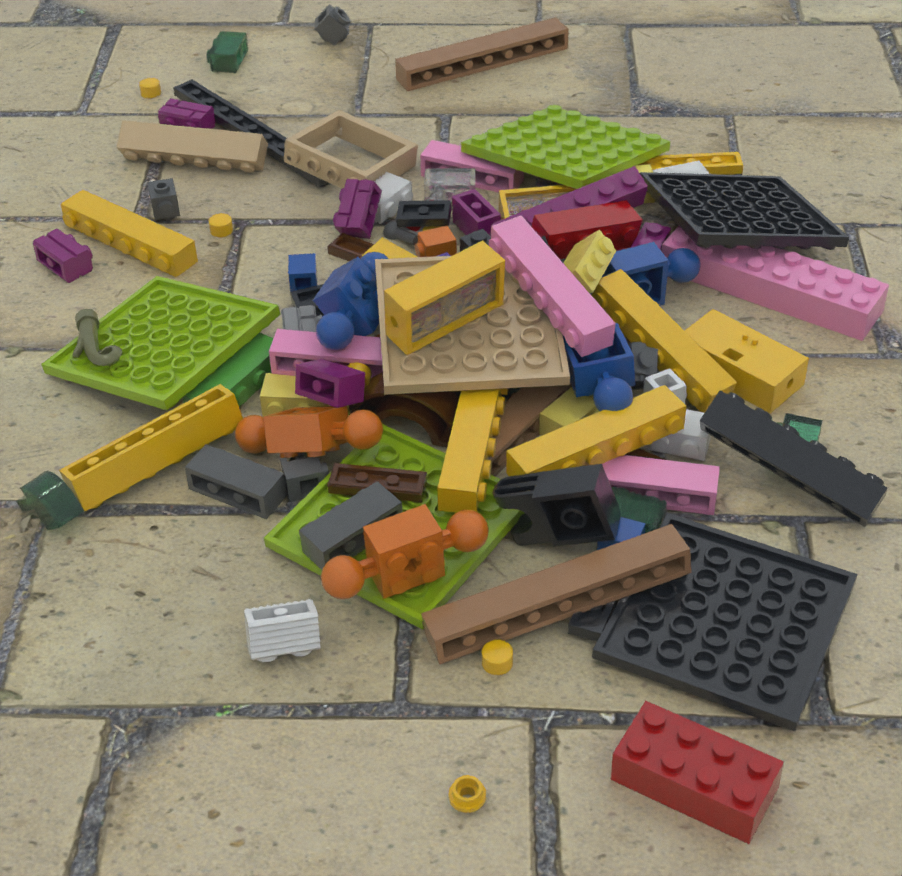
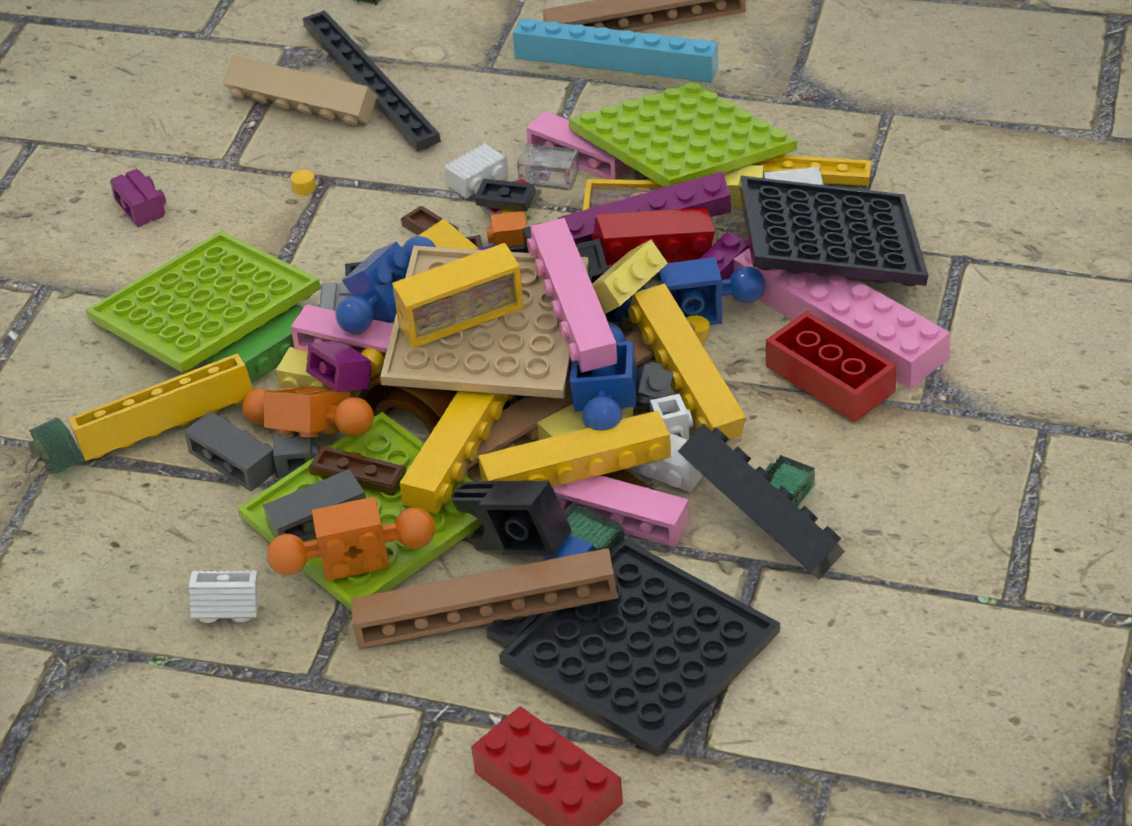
camera: 15 degrees right, 0 degrees up
(88, 325) = (137, 275): olive plant -> none
(129, 233) = (209, 180): yellow brick -> none
(150, 87) = (281, 14): yellow piece -> none
(163, 199) = (252, 147): dark grey brick -> none
(186, 114) = (305, 55): magenta brick -> none
(301, 152) = (508, 119): tan window -> none
(302, 271) = (363, 242): blue brick -> none
(357, 208) = (439, 181): magenta brick -> none
(393, 232) = (477, 212): dark grey bar -> none
(467, 786) = (340, 763): yellow plate -> none
(471, 86) = (616, 50): none -> medium azure brick
(473, 212) = (555, 197): magenta brick -> none
(497, 657) = (413, 649): yellow piece -> none
(761, 366) = (771, 395): yellow brick -> none
(797, 323) = (831, 366): none -> red brick

